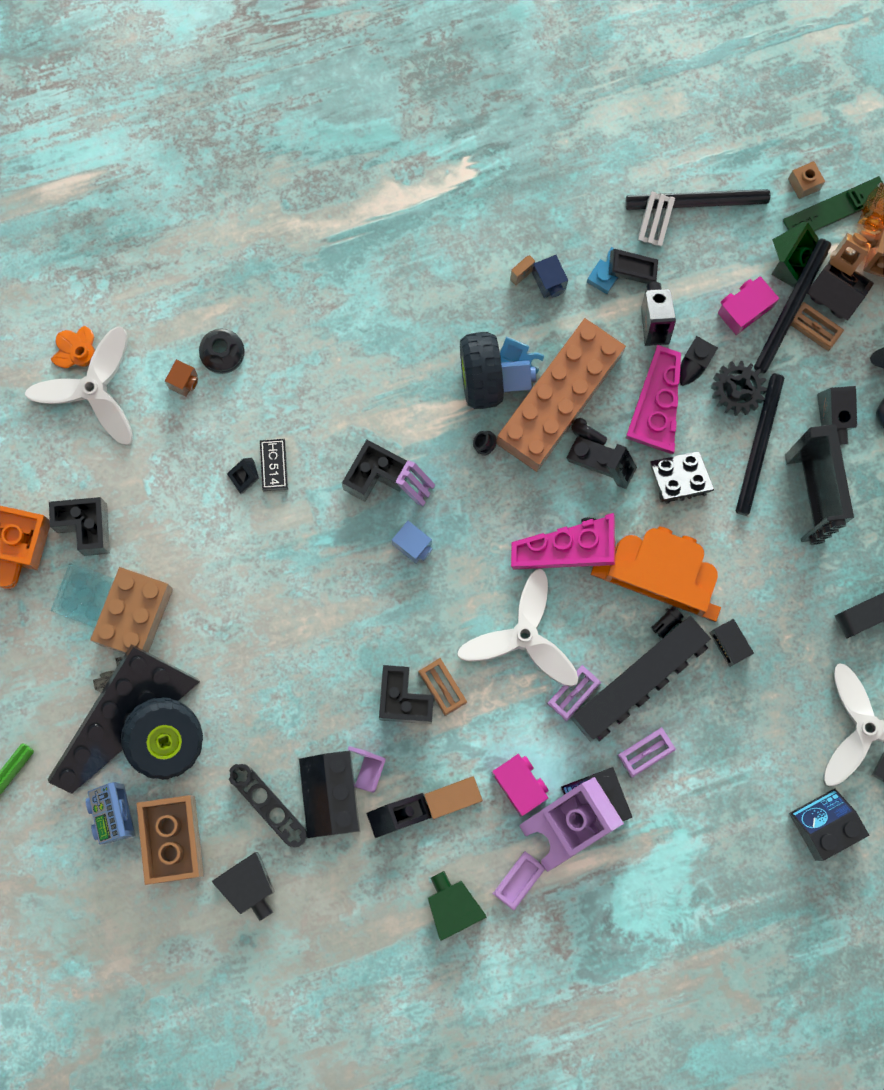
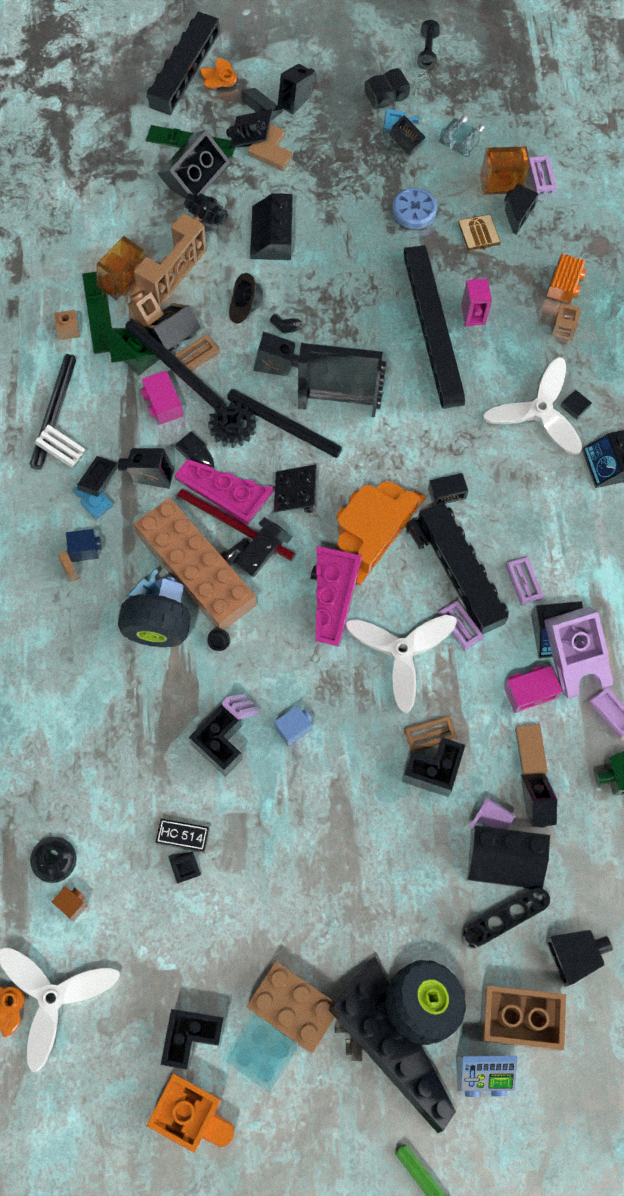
camera: 75 degrees left, 10 degrees down
(624, 417) = (230, 521): none -> dark red bar

